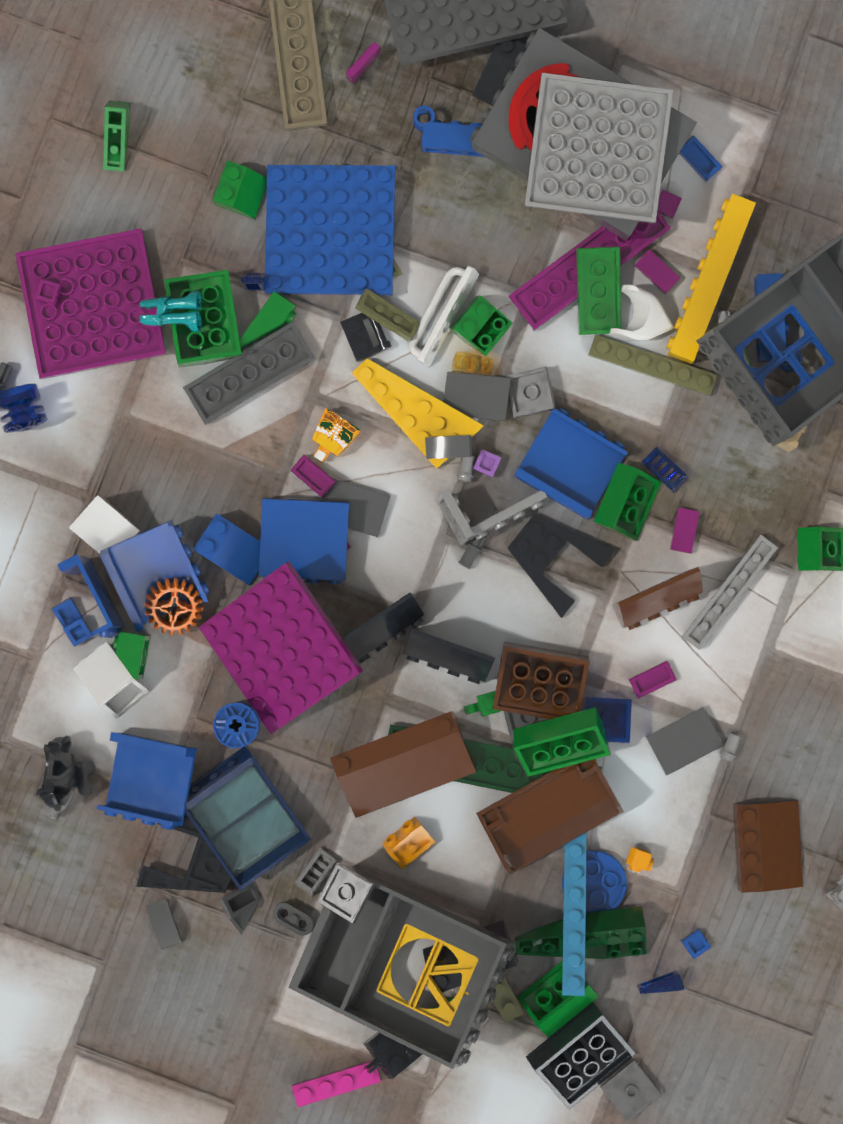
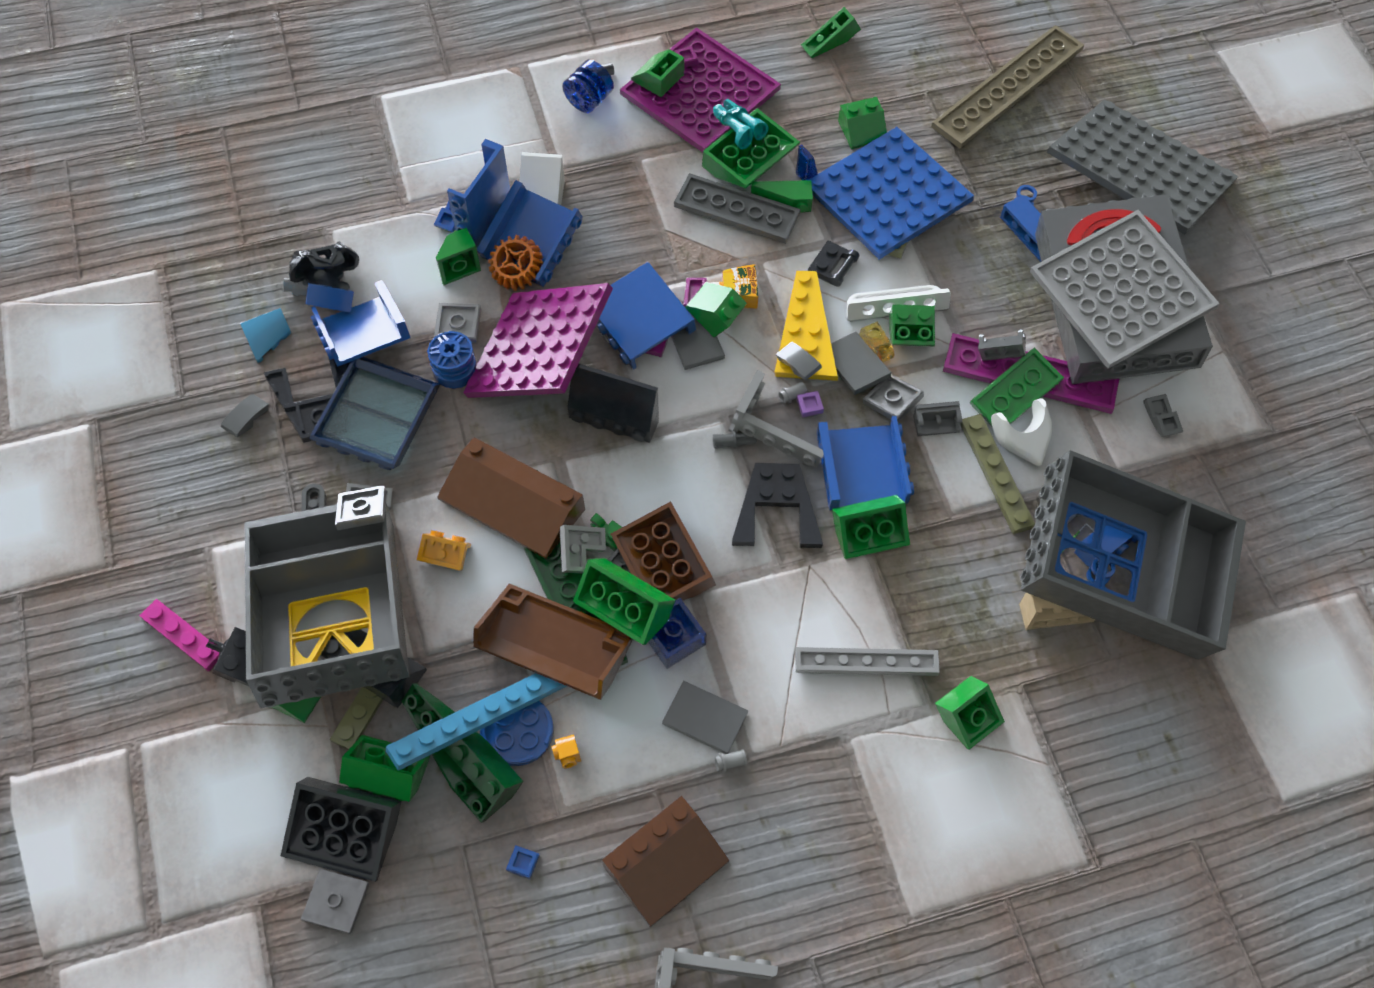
camera: 55 degrees right, 25 degrees down
(52, 333) = (660, 72): none -> green slope
(89, 859) = (265, 332): none -> dark azure slope
(96, 792) = (329, 297): none -> blue slope
(109, 680) = (417, 261): white slope -> none
(193, 692) = (458, 318): none -> light grey tile
(230, 549) = (592, 264): blue slope -> none
(241, 905) = (297, 458): dark grey slope -> none
(346, 474) = (715, 307): none -> green slope
(363, 62) = (1025, 139): magenta tile -> none
(387, 315) = (861, 262): olive plate -> none
(449, 656) = (629, 468): black slope -> none
(483, 742) = (575, 543): none -> light grey plate
(555, 271) = (1002, 347): none -> dark grey hinge
(575, 373) = (937, 418): none -> dark grey hinge
(652, 679) = (738, 652): magenta tile -> none
(657, 271) = (1071, 426): magenta tile -> none
(658, 598) = (813, 595): reddish brown slope -> none
(664, 983) = (466, 859): clear blue slope -> none
(668, 204) = (1128, 399): magenta tile -> none
(676, 470) = (922, 553): clear blue slope -> none
(684, 530) = (886, 589): magenta tile -> none
(700, 158) = (1185, 398): blue tile -> none
(702, 191) = (1161, 415): none -> dark grey slope
(711, 278) = (1132, 457): yellow brick -> none

